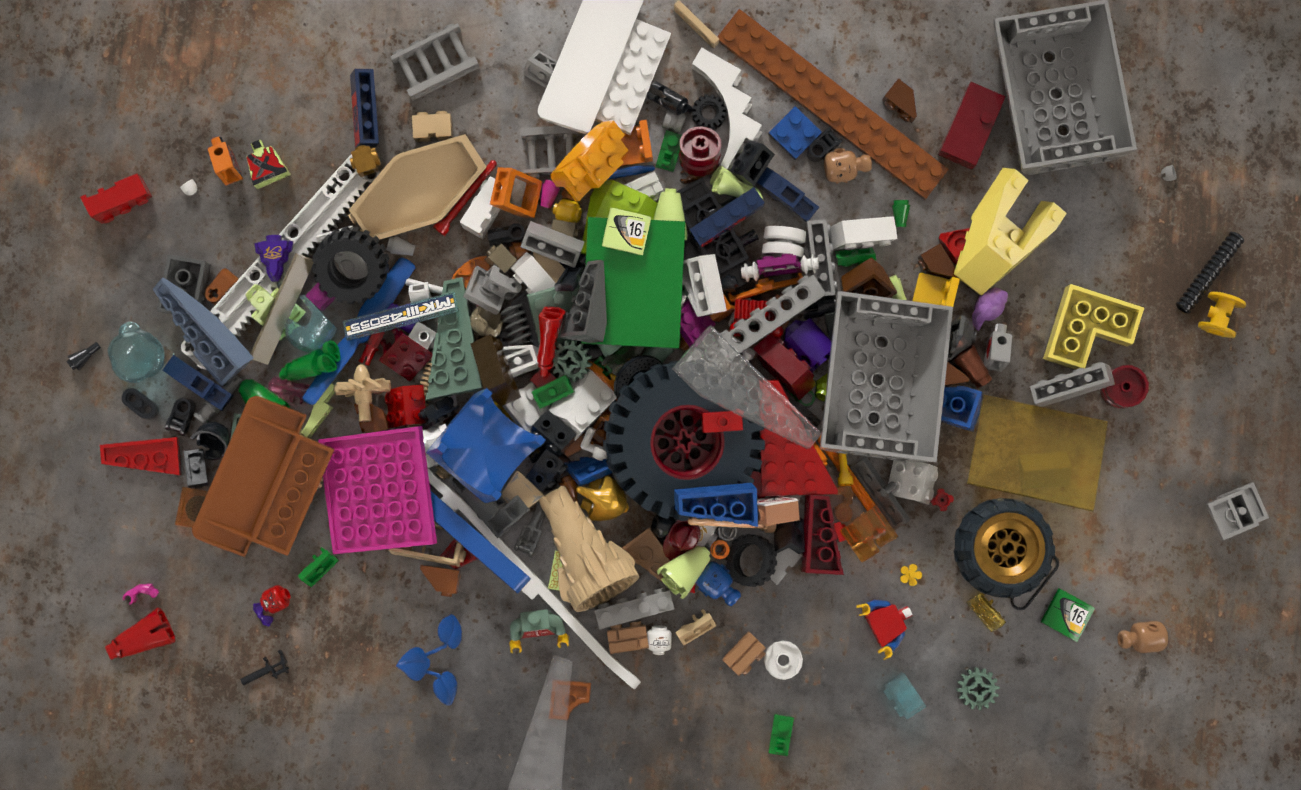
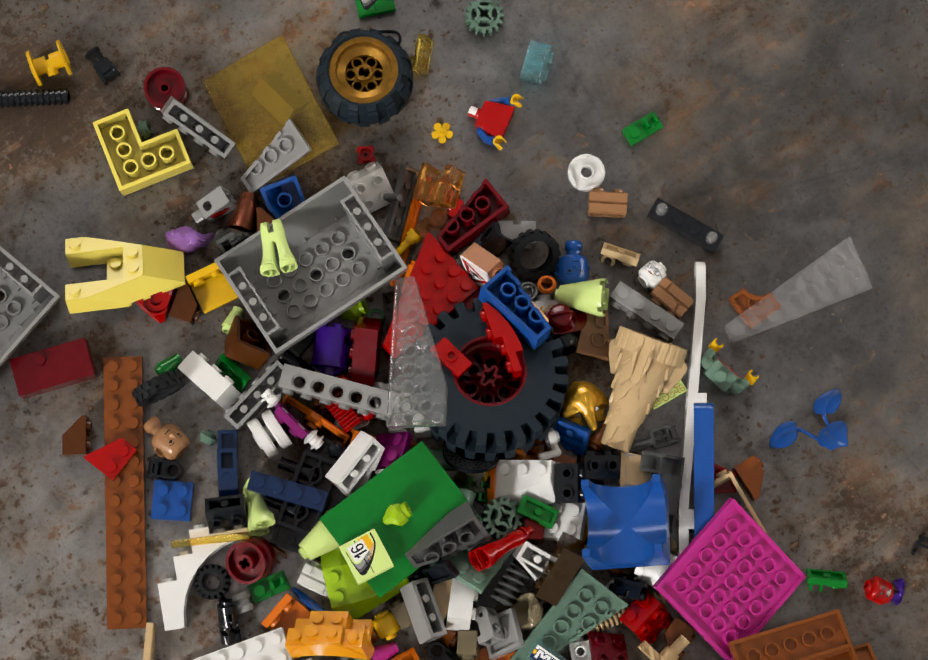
camera: 130 degrees left, 5 degrees down
(637, 281) = (397, 514): none -> lime rock
(675, 700) = (685, 225): none -> black piece
(709, 476) = (501, 332): none -> red slope
(740, 133) = (210, 539): none -> clear yellow bar
(820, 197) = (208, 437): none -> sand green plate
(865, 113) = (112, 457): none -> red wing
(889, 188) = (158, 388): none -> black tyre
(915, 346) = (269, 265): none -> yellowish green piece
(996, 427) = (281, 154): none -> light grey wing
(1106, 346) = (144, 128): none -> sand green plate
(1183, 355) = (104, 68): none -> black connector

